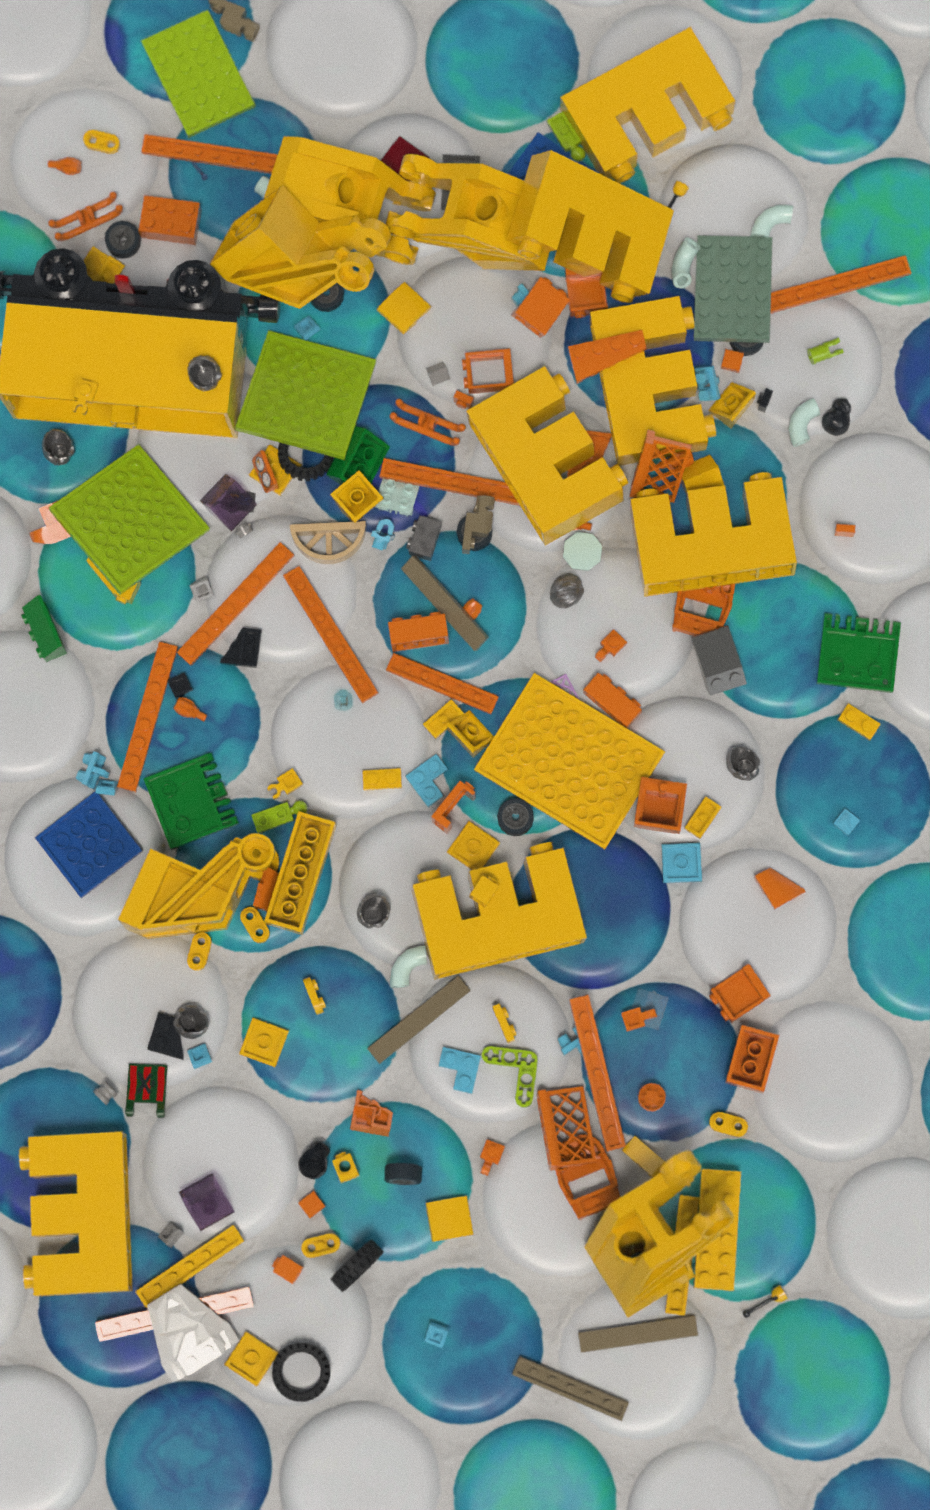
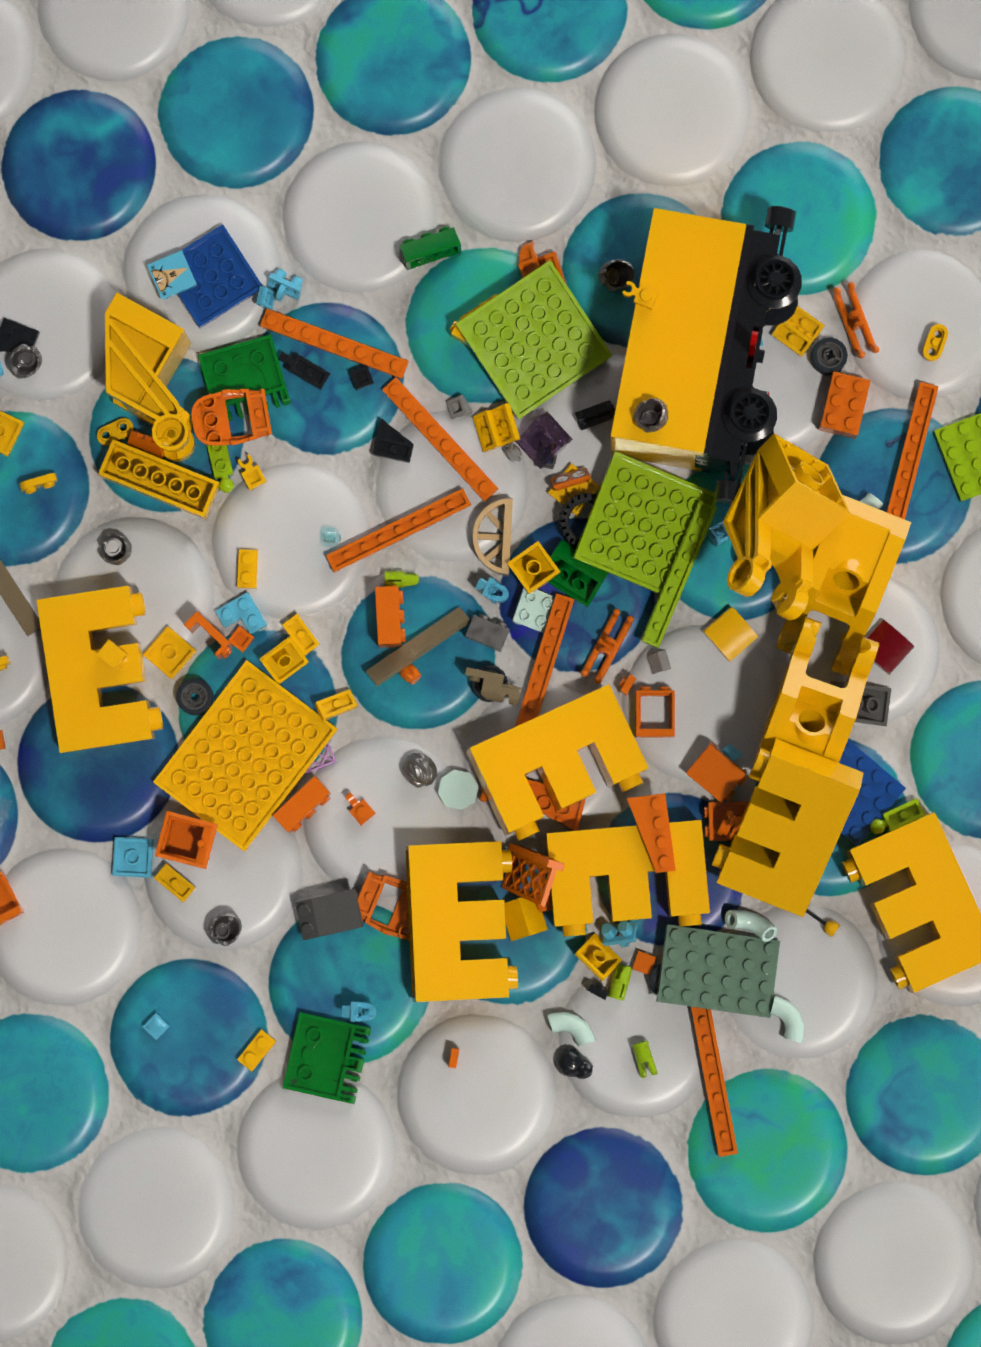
camera: 90 degrees right, 5 degrees up
(66, 165) = (913, 305): orange piece -> none
(91, 882) = (172, 275): none -> medium azure tile
(176, 742) = (305, 370): none -> black hinge
(188, 709) = (337, 383): orange piece -> none
(198, 455) = (595, 415): none -> black hinge
(200, 951) = (94, 375): yellow plate -> none
(219, 549) = (496, 427): none -> yellow slope
(235, 823) = (212, 422): none -> orange slope
(350, 360) = (678, 574): none -> lime tile
(379, 628) = (400, 579): none -> lime hinge
(405, 964) = (59, 574): light aqua cylinder -> none
(442, 683) = (338, 637): orange tile -> none
(452, 777) = (241, 639): none -> orange tile
(510, 677) = (336, 705): none -> yellow plate
(591, 289) = (726, 826): none -> orange wheel
(753, 380) = (620, 982): none -> lime hinge
(777, 887) = (96, 950): orange slope -> none
(811, 627) = (357, 1011): none -> medium azure hips

